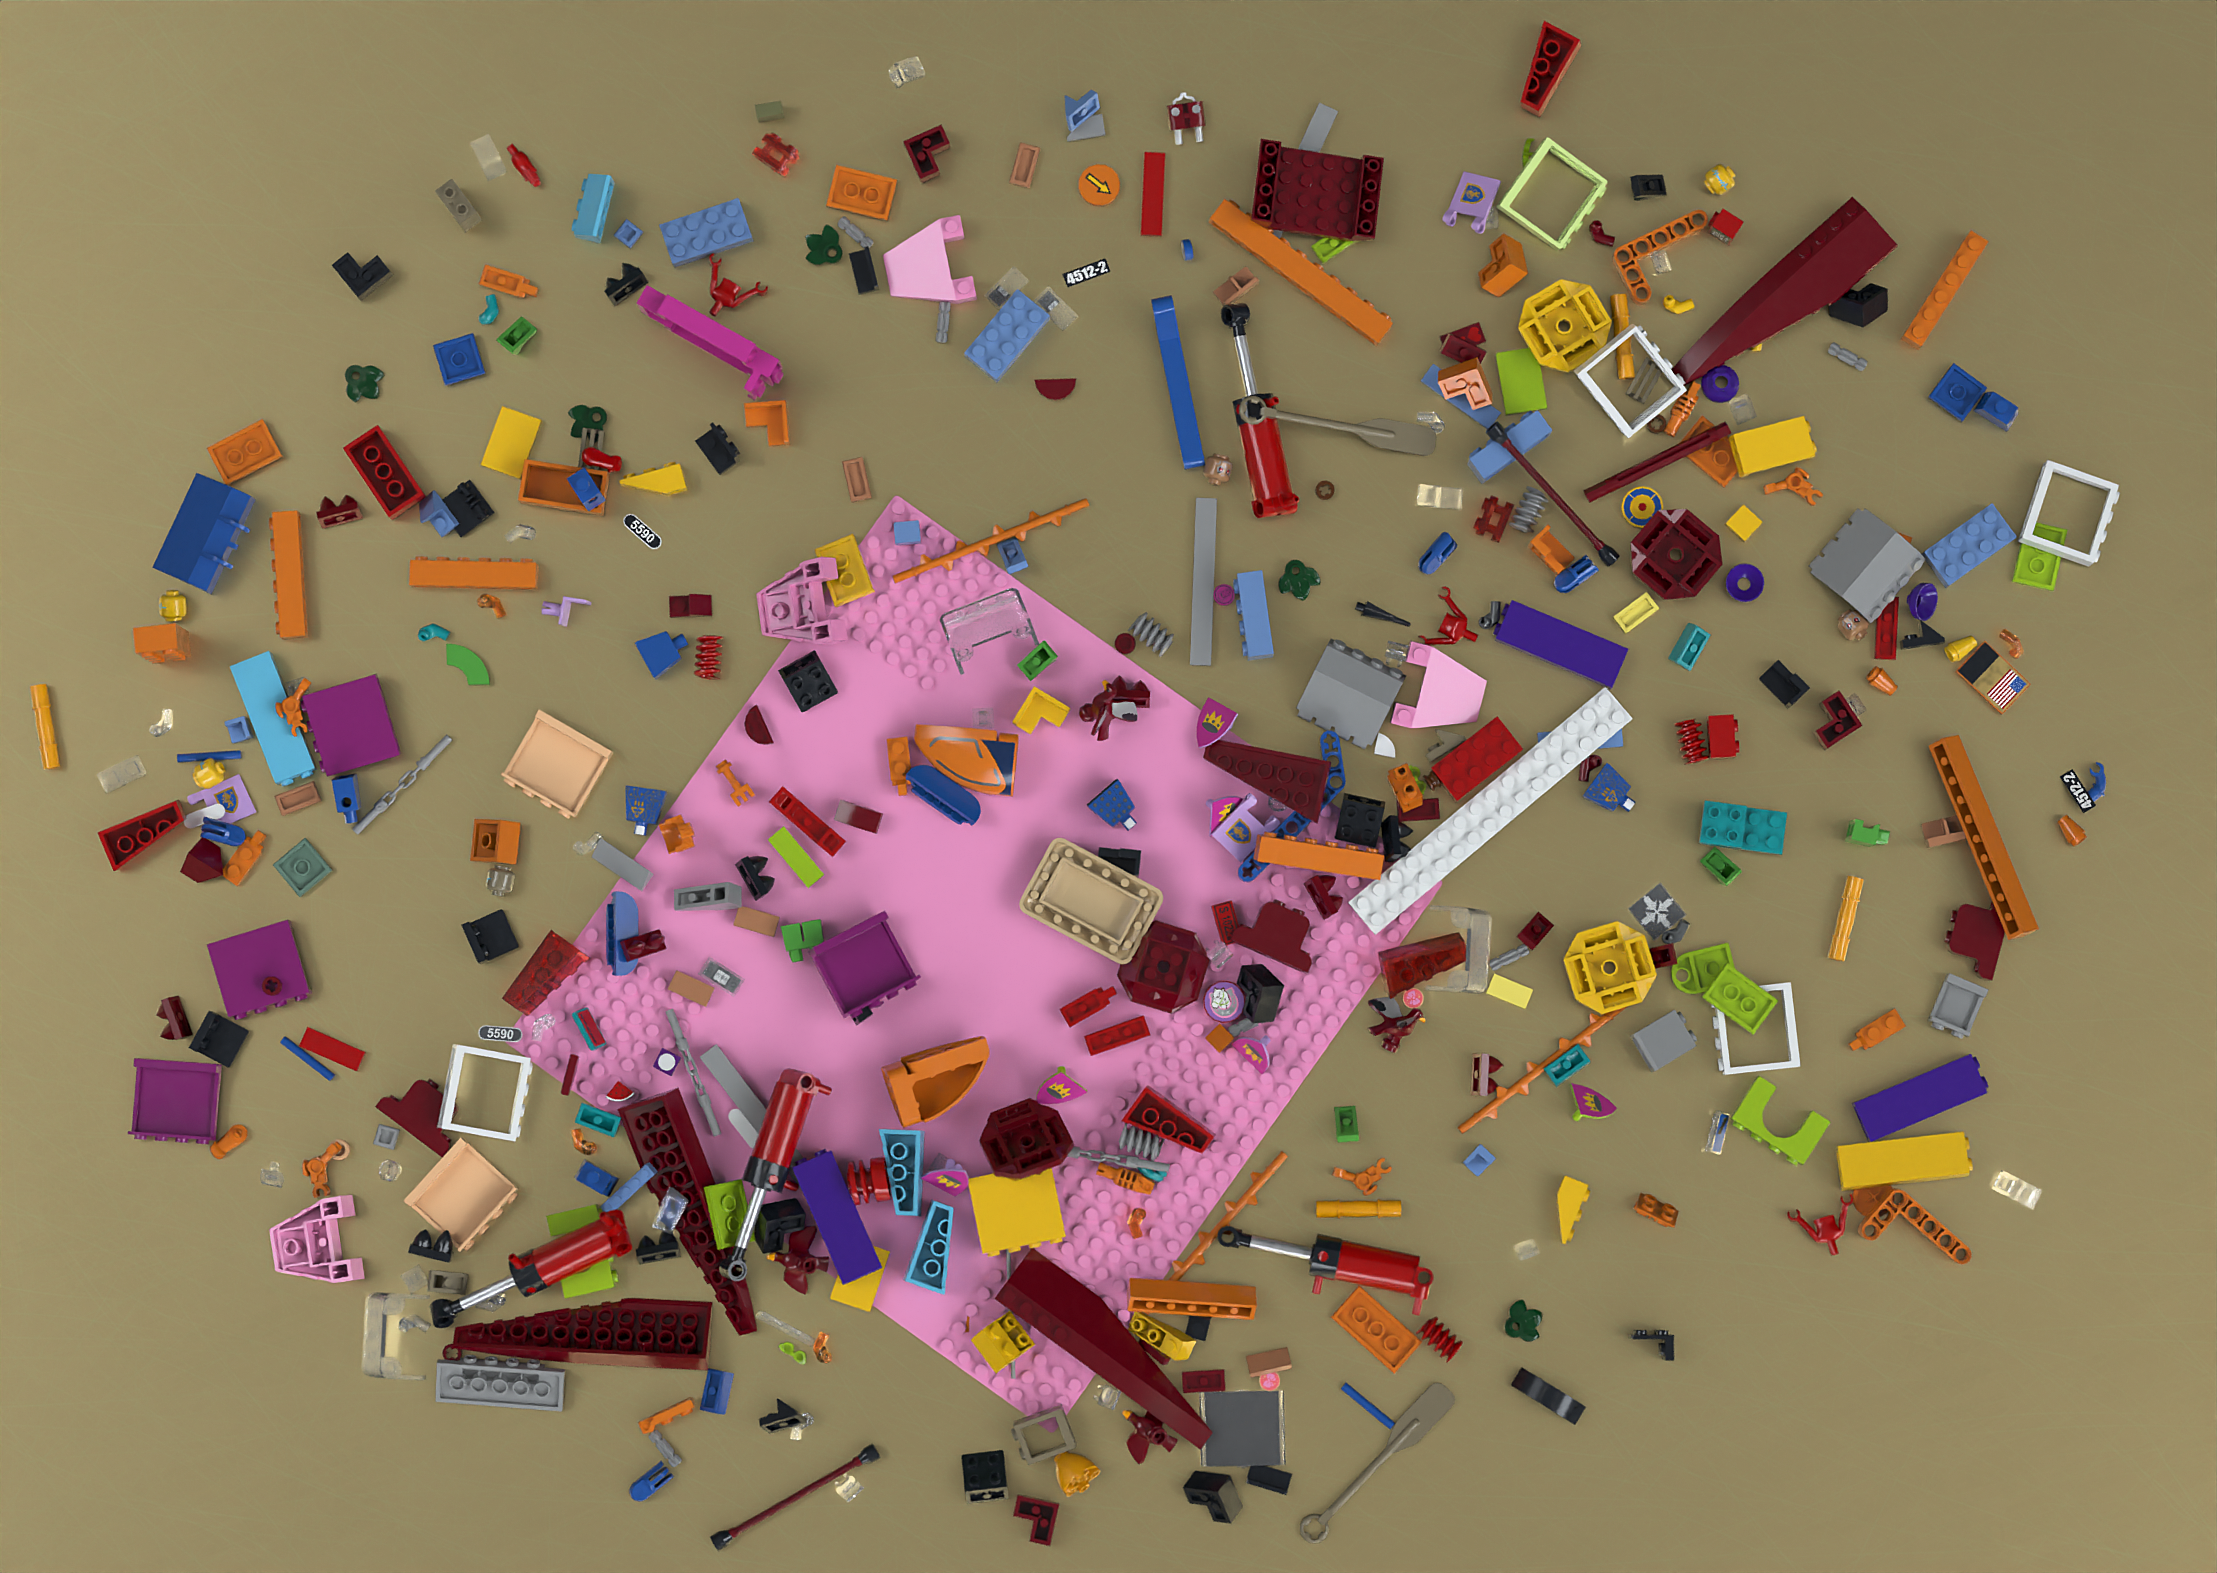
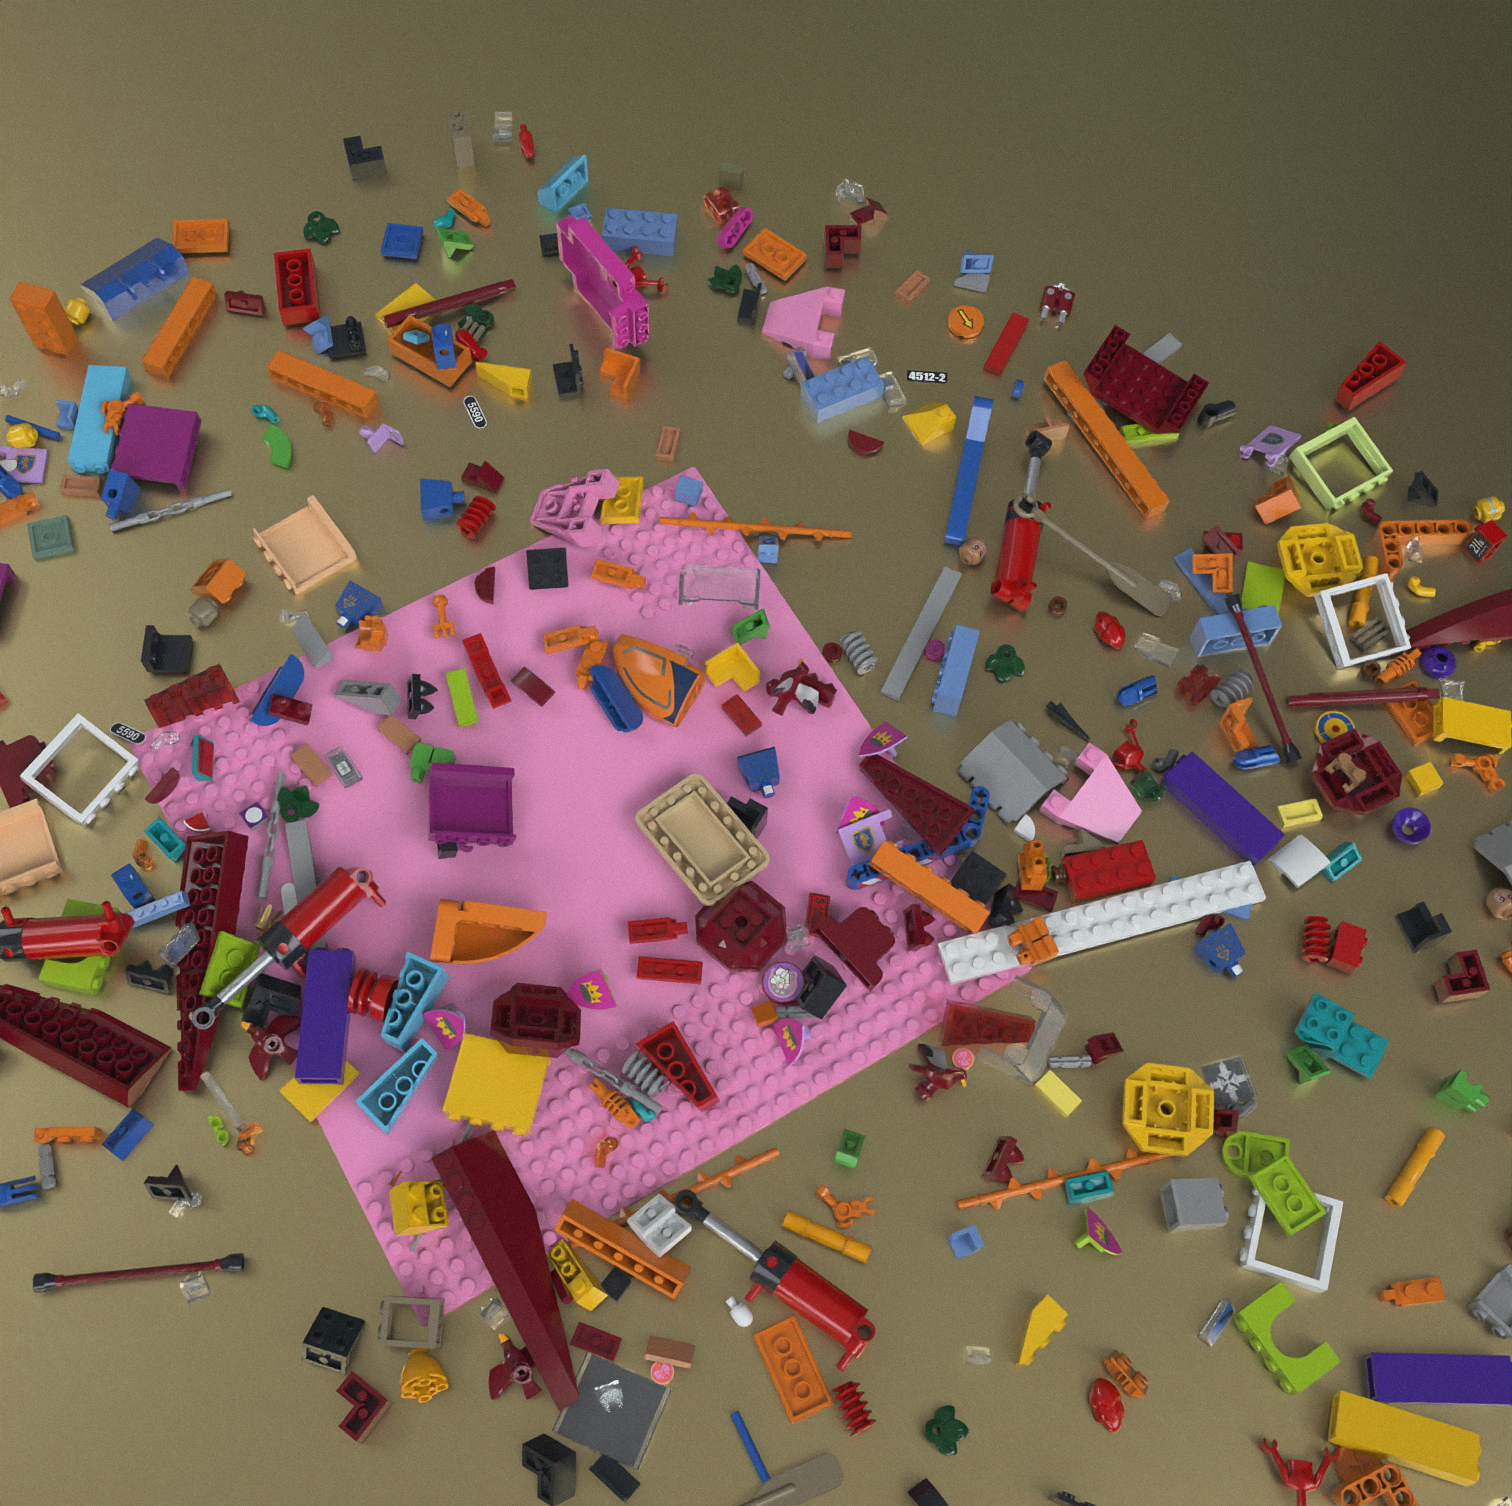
camera: 15 degrees right, 20 degrees down
(544, 480) = (416, 336): none -> medium azure tile
(551, 418) = (450, 302): none -> dark red piece
(699, 1030) = (298, 801): none -> dark green plate
(733, 1152) = (262, 923): none -> pearl gold piece
(804, 178) = (728, 236): none -> dark pink beam
(867, 751) = (569, 638): none -> orange hinge
(880, 659) = (617, 575): none -> orange hinge
(938, 91) = (869, 214): none -> dark red slope
(955, 329) = (799, 365): none -> slope
(1069, 753) = (741, 715): none -> clear red tile
(1111, 330) = (930, 421): none -> yellow slope
(1213, 1265) = (659, 1225): none -> white slope
(1235, 1417) = (608, 1393): none -> clear tile
(1312, 1304) = (740, 1312): none -> white cylinder
(1386, 494) = (1109, 629): none -> red arm
(1405, 184) = (1215, 412): none -> black piece
(1440, 874) = (1035, 941): none -> orange hips
(1483, 653) = (1147, 787): none -> clear green bracket
(1648, 1242) = (1107, 1405): none -> red arm
(1651, 666) = (1299, 860): none -> white slope
(1665, 560) = (1348, 767): none -> medium nougat piece

